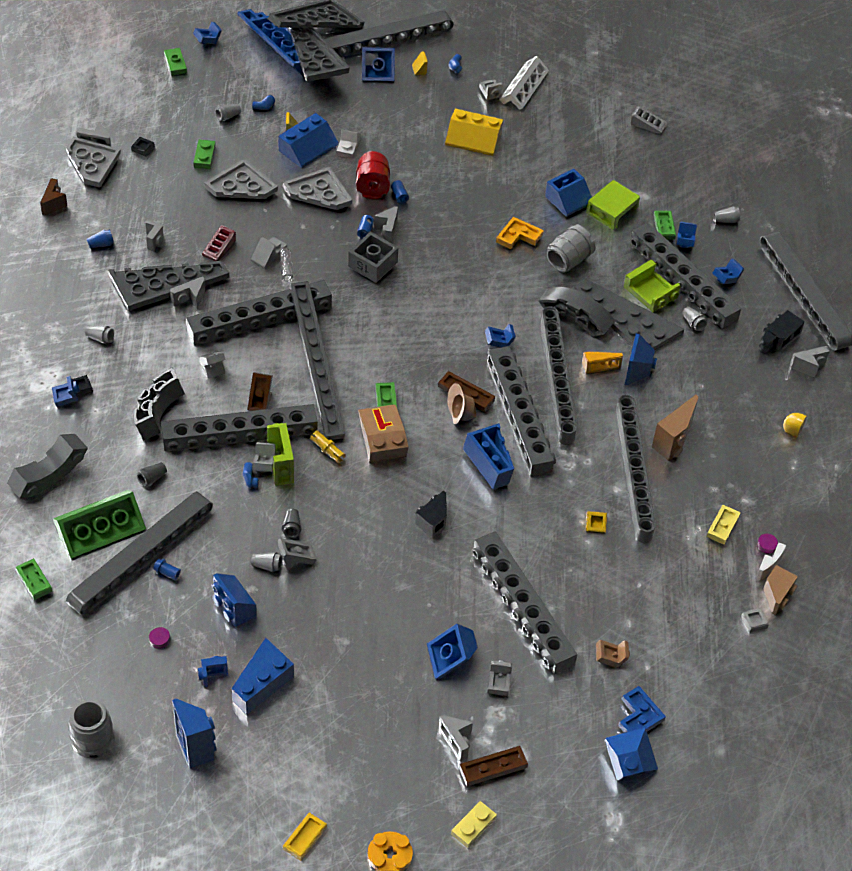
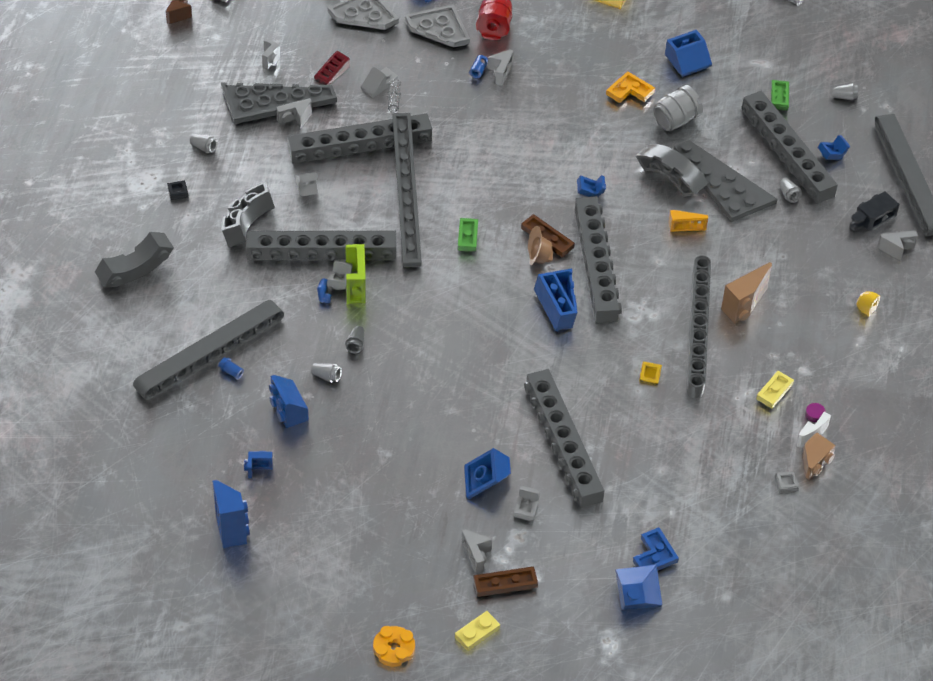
camera: 10 degrees right, 0 degrees up
(33, 579) = (106, 362): bright green plate -> none
(66, 392) = (162, 195): blue bracket -> none
(90, 728) = (137, 499): light grey piece -> none
(99, 523) = (175, 318): bright green slope -> none
(101, 239) = (219, 52): blue cone -> none
(150, 474) = (229, 279): dark grey cone -> none
(159, 637) = (214, 429): magenta tile -> none
(260, 391) = (347, 213): reddish brown slope -> none
(262, 677) = (302, 475): blue wedge -> none
(296, 552) = (355, 365): light grey slope -> none
(304, 836) = (318, 620): yellow tile -> none
(327, 446) = (403, 272): yellow pin -> none
(373, 257) = (480, 96): dark grey brick -> none
(383, 433) = (458, 266): medium nougat slope -> none
(399, 192) = (519, 35): blue piece -> none
(433, 515) = (491, 349): black slope -> none
(558, 376) = (641, 230): dark grey beam -> none
(612, 204) = (730, 68): lime panel -> none
(612, 654) = (639, 495): medium nougat bracket -> none
(640, 361) = (724, 224): blue slope -> none
(650, 287) = (752, 154): lime panel -> none
(686, 234) = (799, 107): blue bracket -> none

